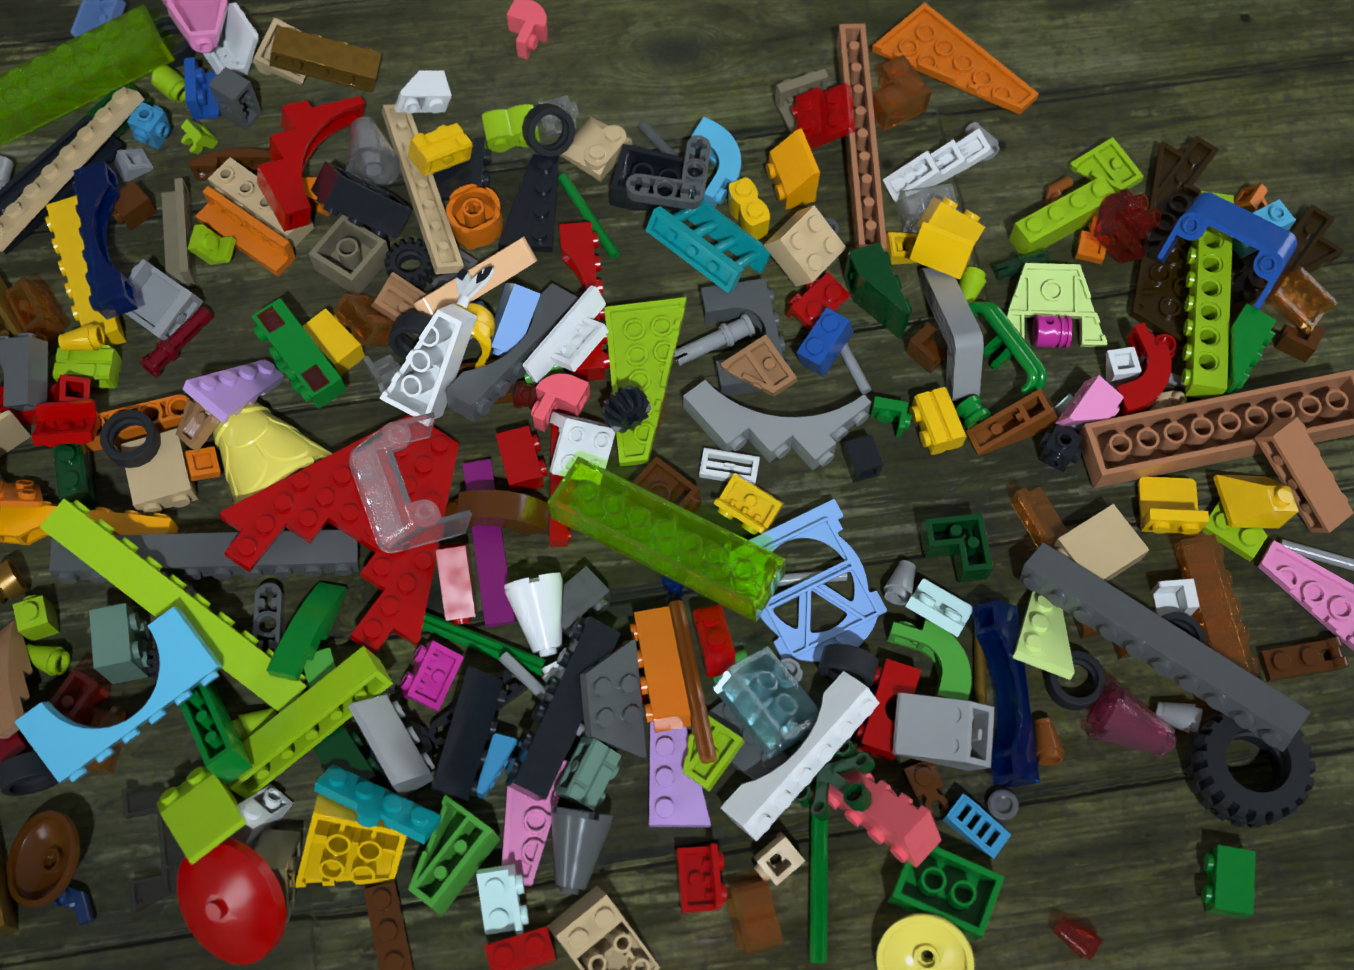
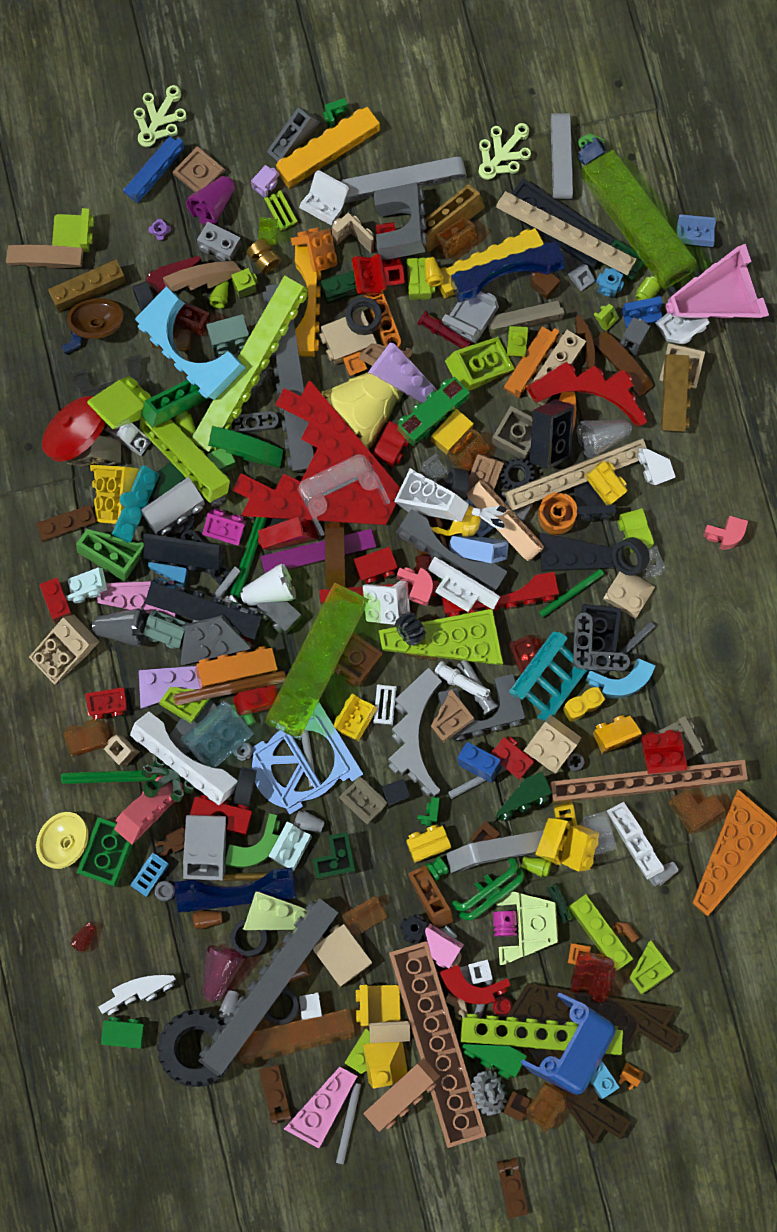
camera: 85 degrees right, 10 degrees up
(233, 297) = (479, 363): none -> lime slope
(260, 124) = (622, 360): none -> reddish brown slope
(337, 424) = (390, 445): none -> red brick
(671, 274) = (525, 650): none -> clear red bracket
(698, 366) = (454, 677): none -> white pin
(871, 502) = (363, 800): none -> dark tan bracket
(1154, 843) = (143, 987): none -> white slope
(1210, 487) = (389, 1032): none -> tan panel
(1289, 366) = (489, 1093): none -> light grey gear

